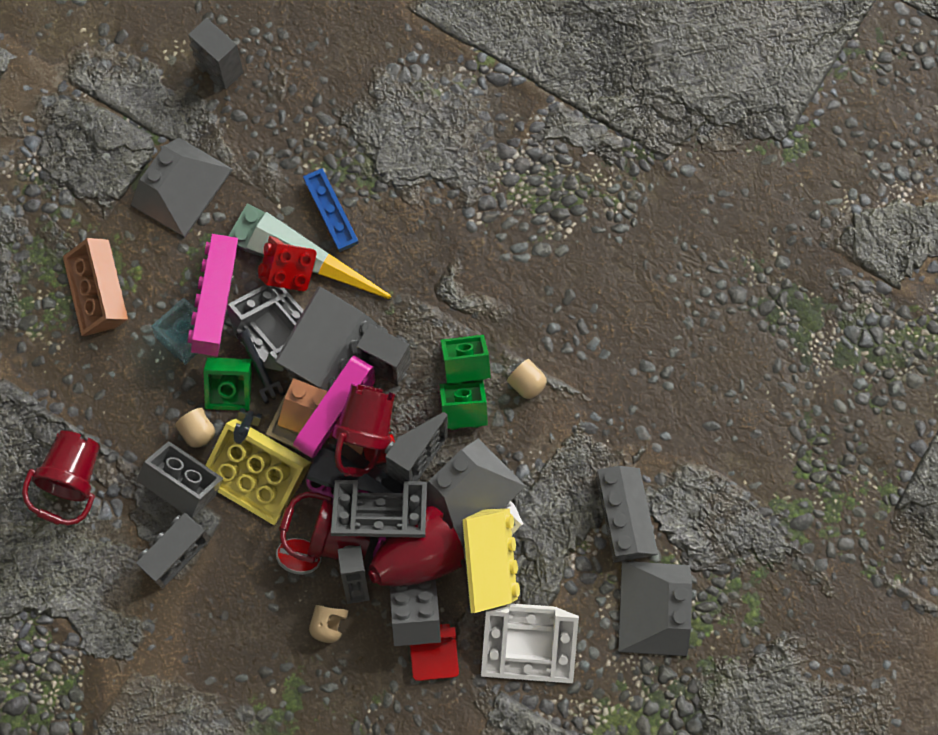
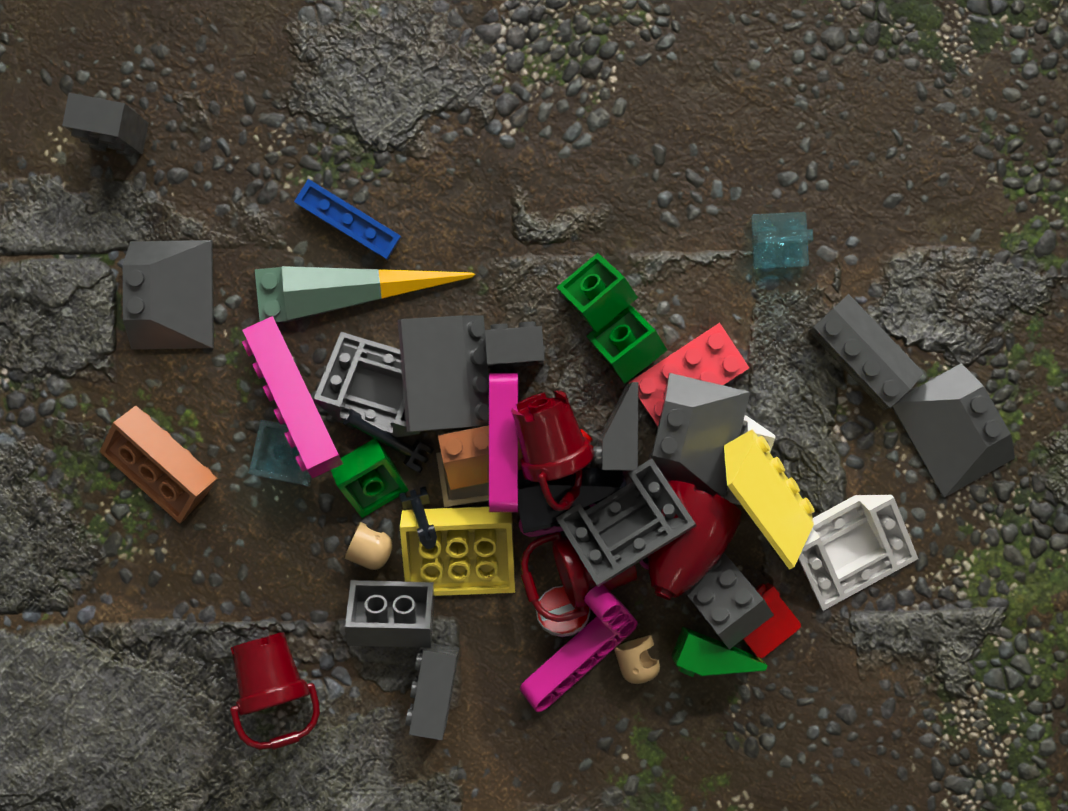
camera: 25 degrees left, 15 degrees up
(286, 265) = (343, 313): red bracket -> none
(296, 591) = (582, 651): none -> dark pink beam
(353, 574) = (634, 597): dark grey slope -> none
(376, 647) = (709, 656): none -> green slope
(513, 448) = (706, 358): none -> coral plate
(527, 380) = (677, 274): tan helmet -> none
(614, 402) = (780, 240): none -> clear light blue bracket

